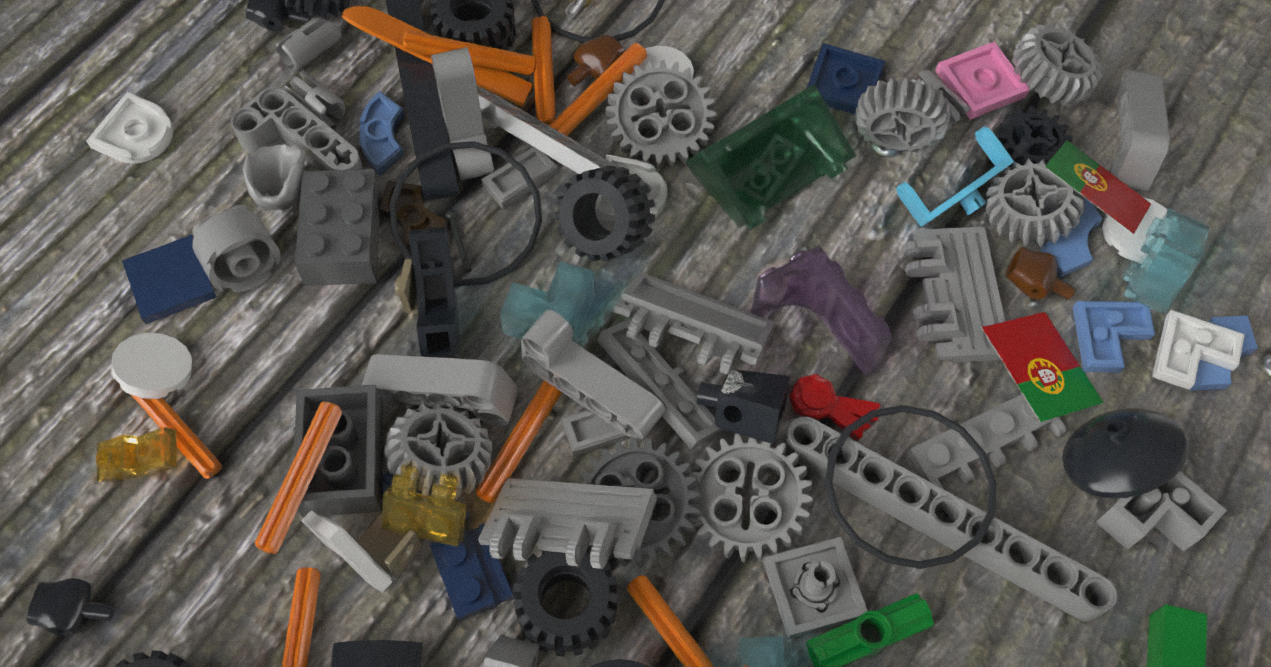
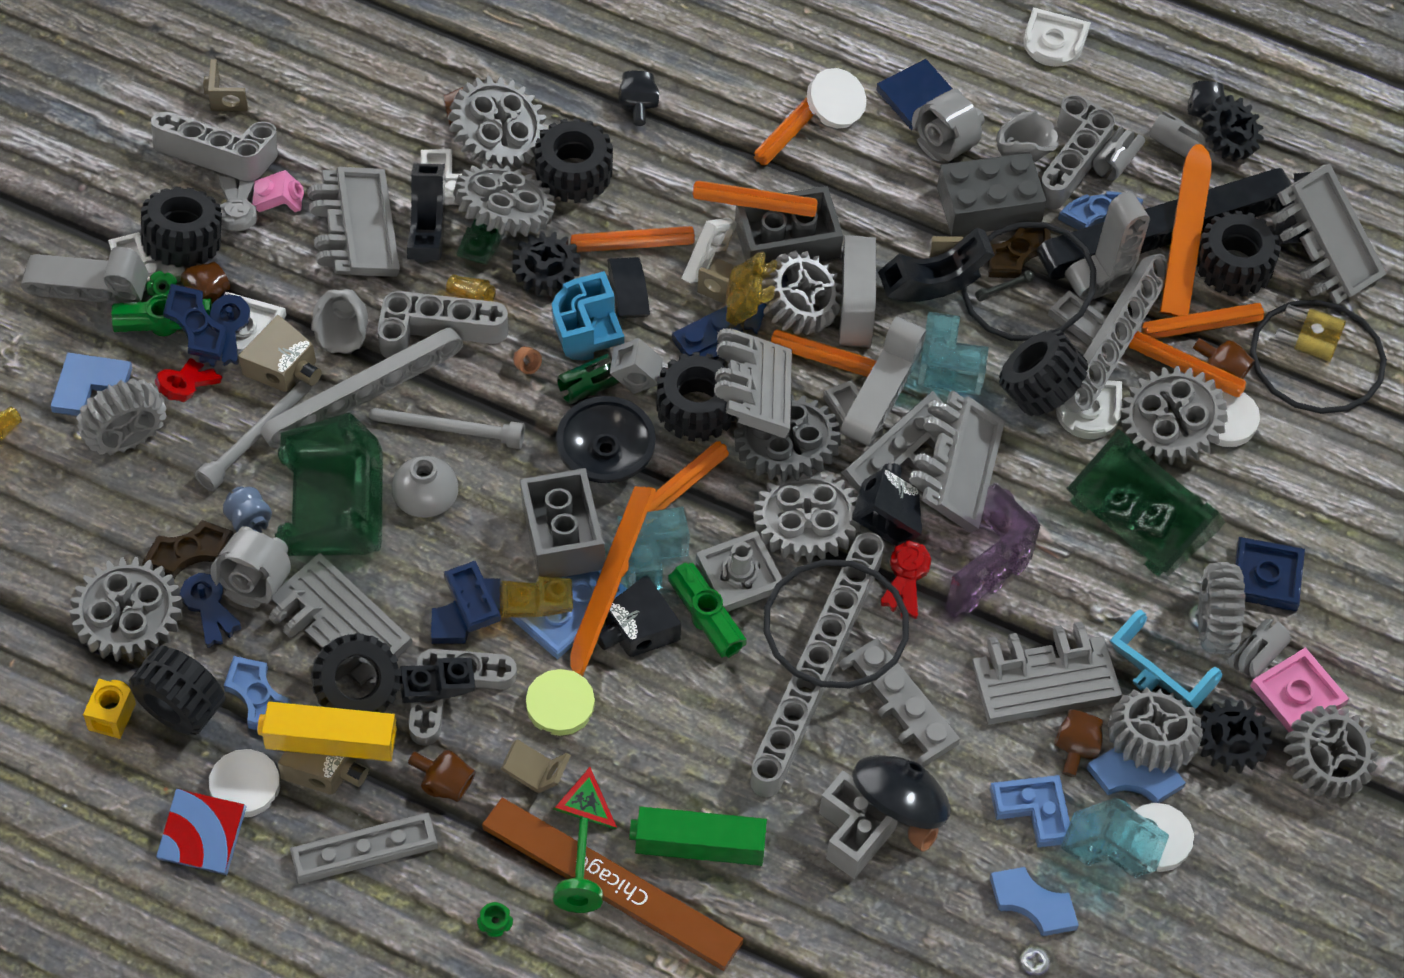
camera: 80 degrees right, 5 degrees down
(136, 456) = (761, 107): clear yellow slope -> none
(479, 54) = (1192, 251): orange axle -> none
(1042, 366) = (982, 742): sticker -> none
(1099, 186) = (1180, 775): sticker -> none
(1142, 129) = (1276, 825): light grey beam -> none
(1189, 340) = (1033, 861): white tile -> none

